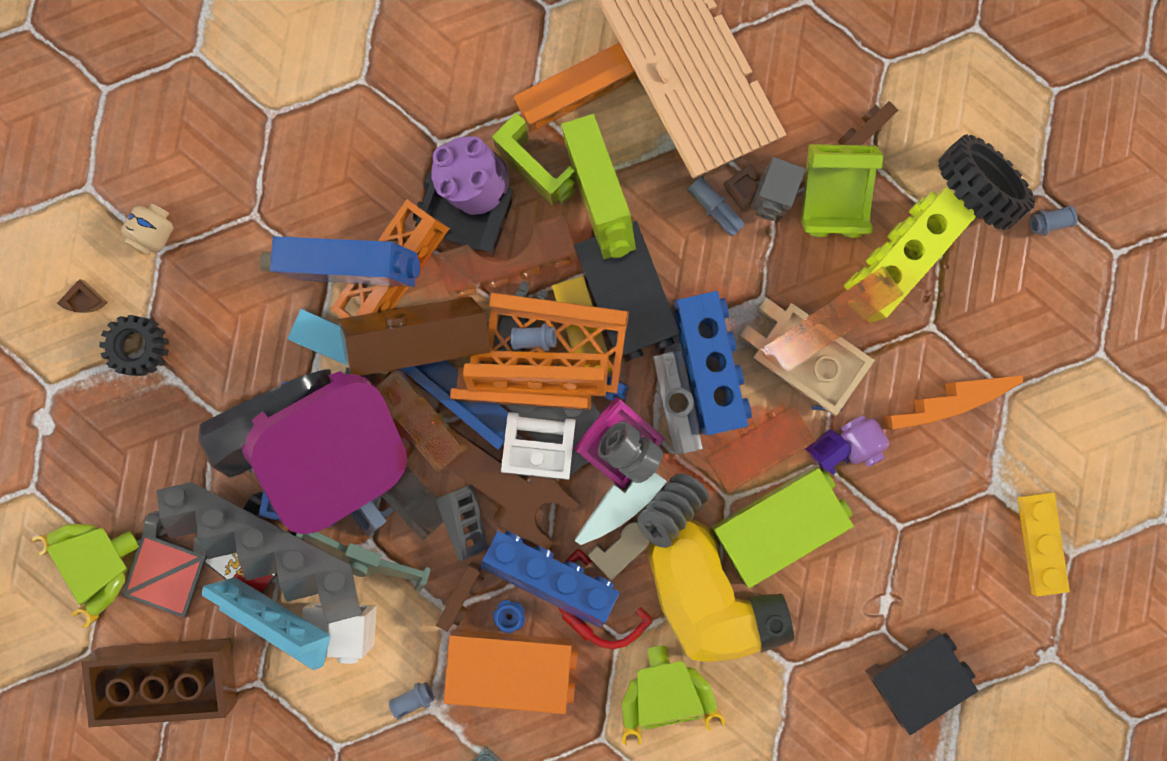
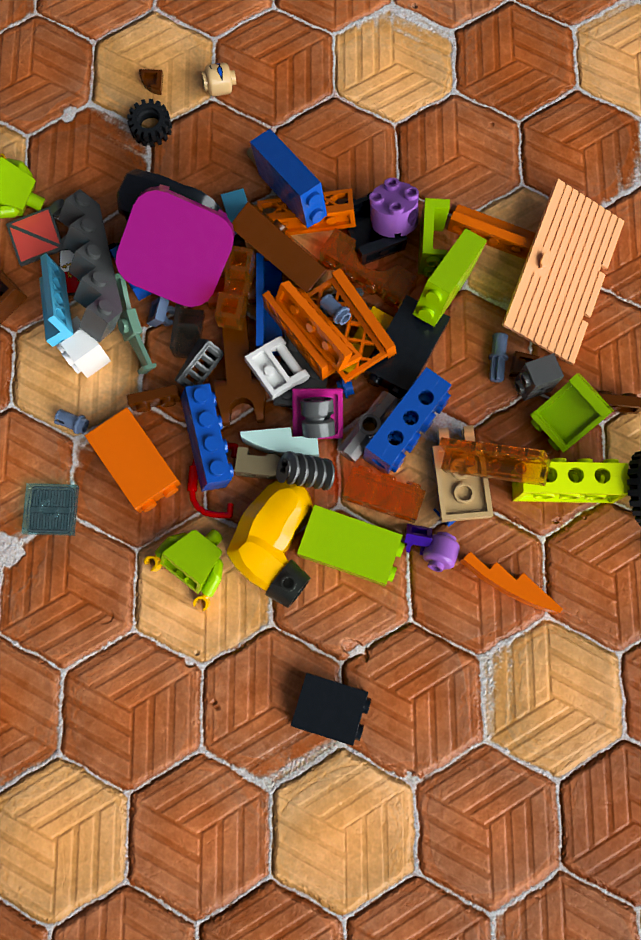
camera: 50 degrees right, 10 degrees down
(509, 625) = (161, 431): blue plate -> none
(1043, 544) = (476, 715): yellow plate -> none

